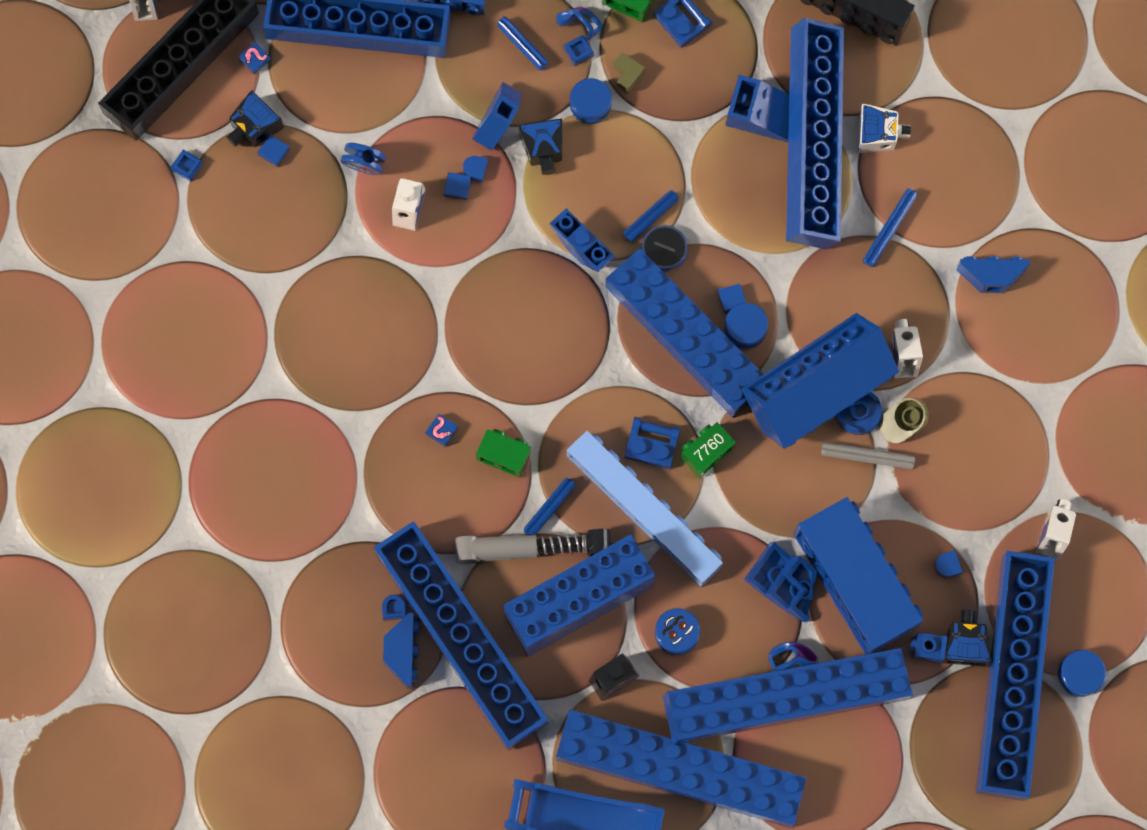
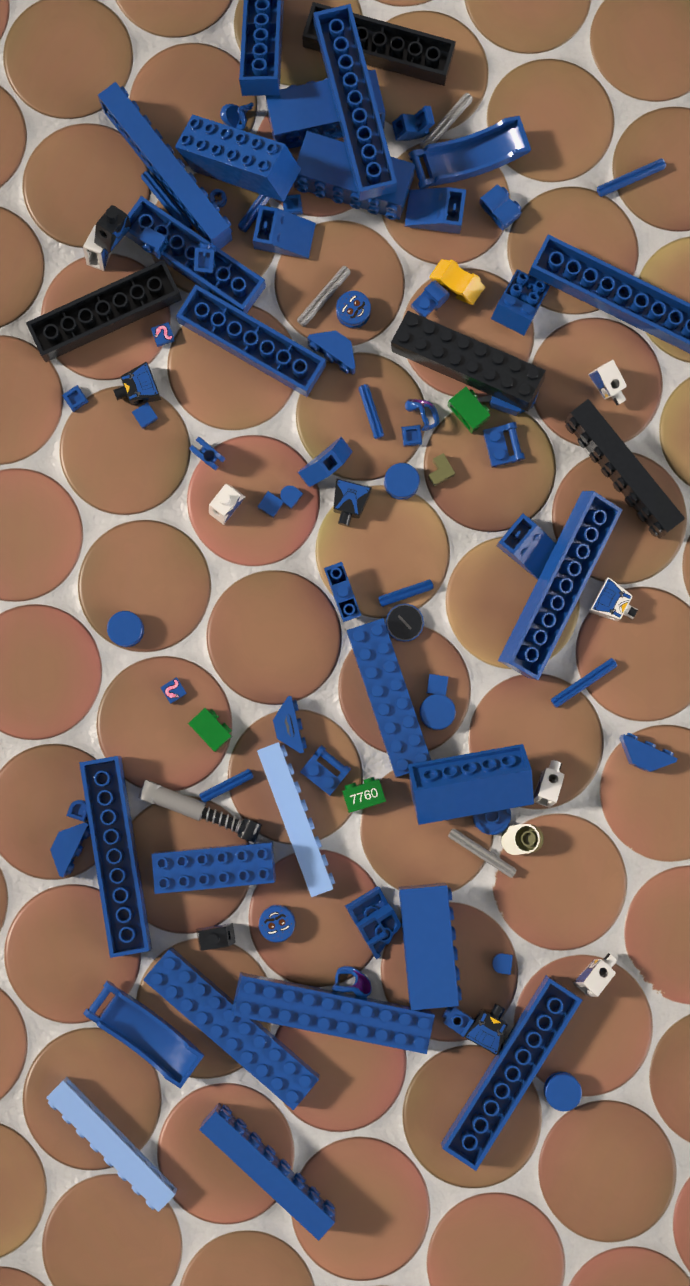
camera: 25 degrees right, 10 degrees up
(357, 385) = (125, 629): none -> blue head
(590, 412) = (288, 726): none -> blue slope

